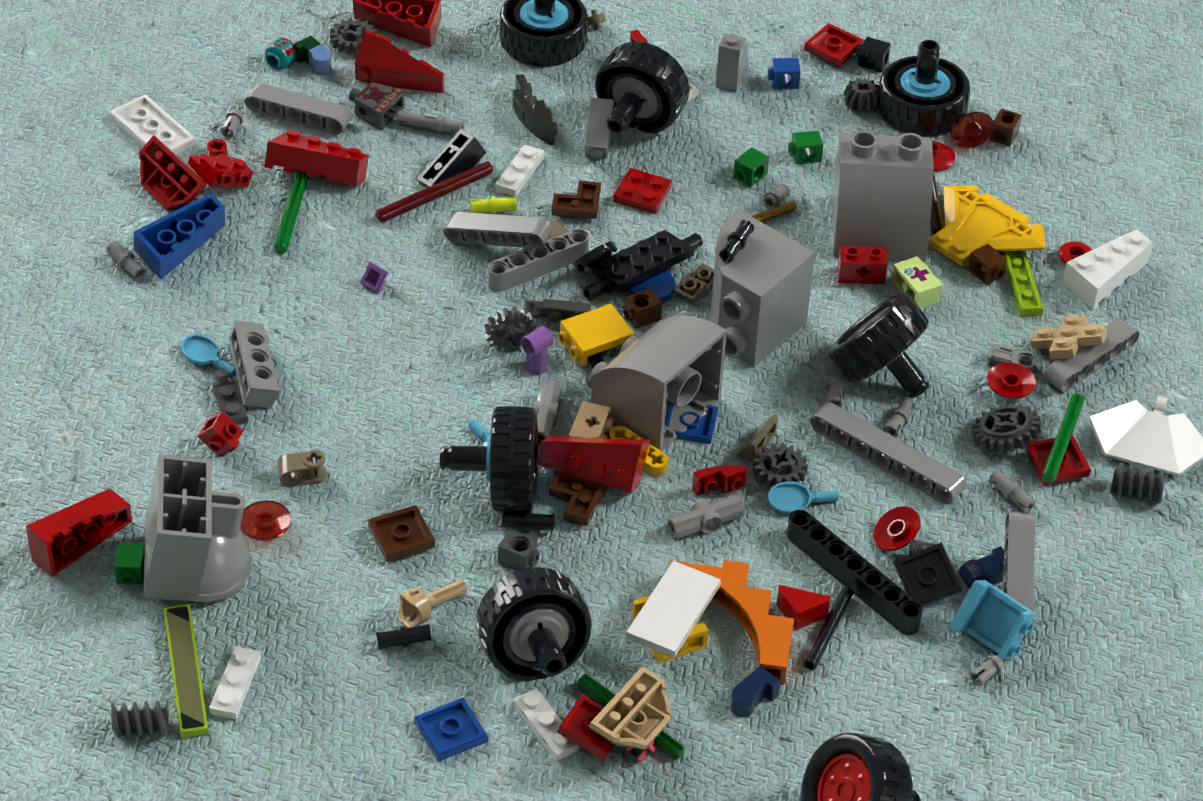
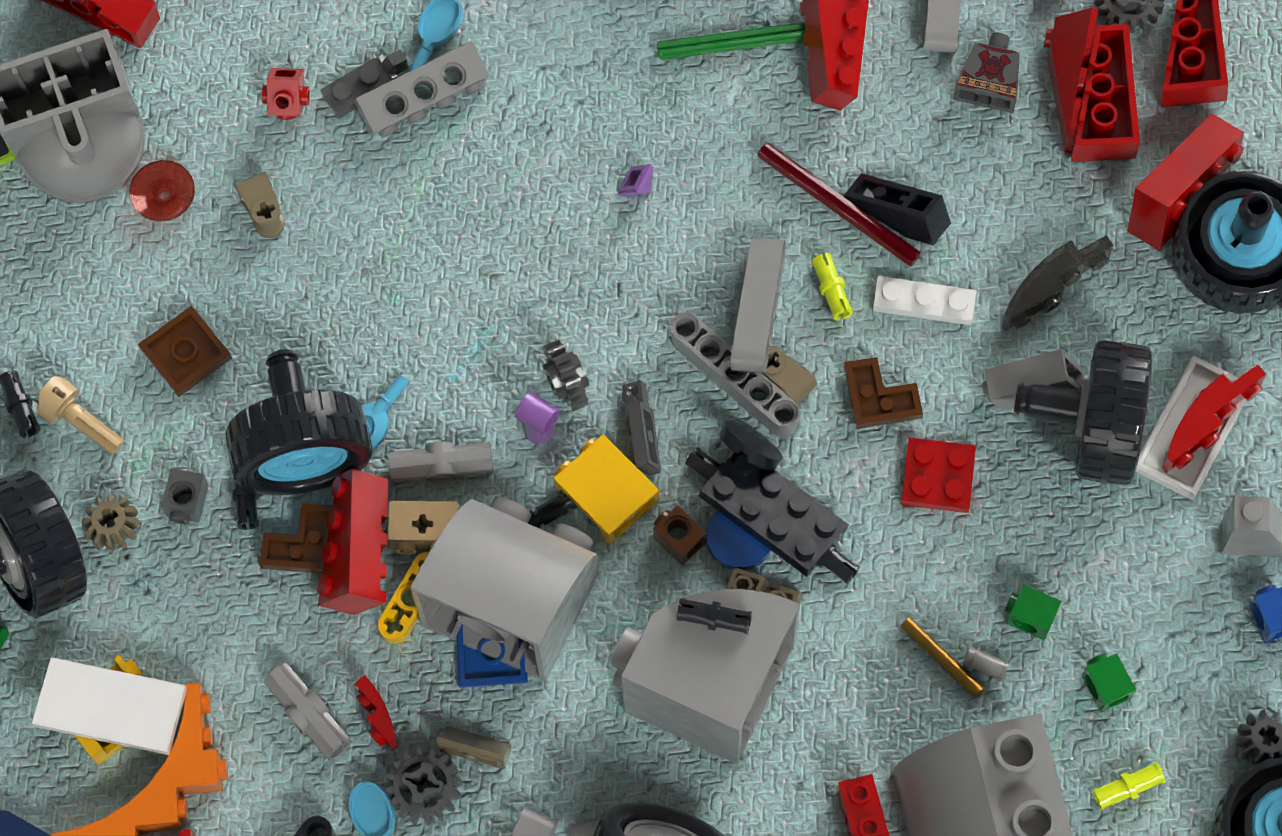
camera: 80 degrees right, 25 degrees up
(439, 53) = (1108, 106): none -> red wedge
(439, 123) = (981, 167): light grey pin -> none
(493, 40) = (1164, 191): none -> red wedge

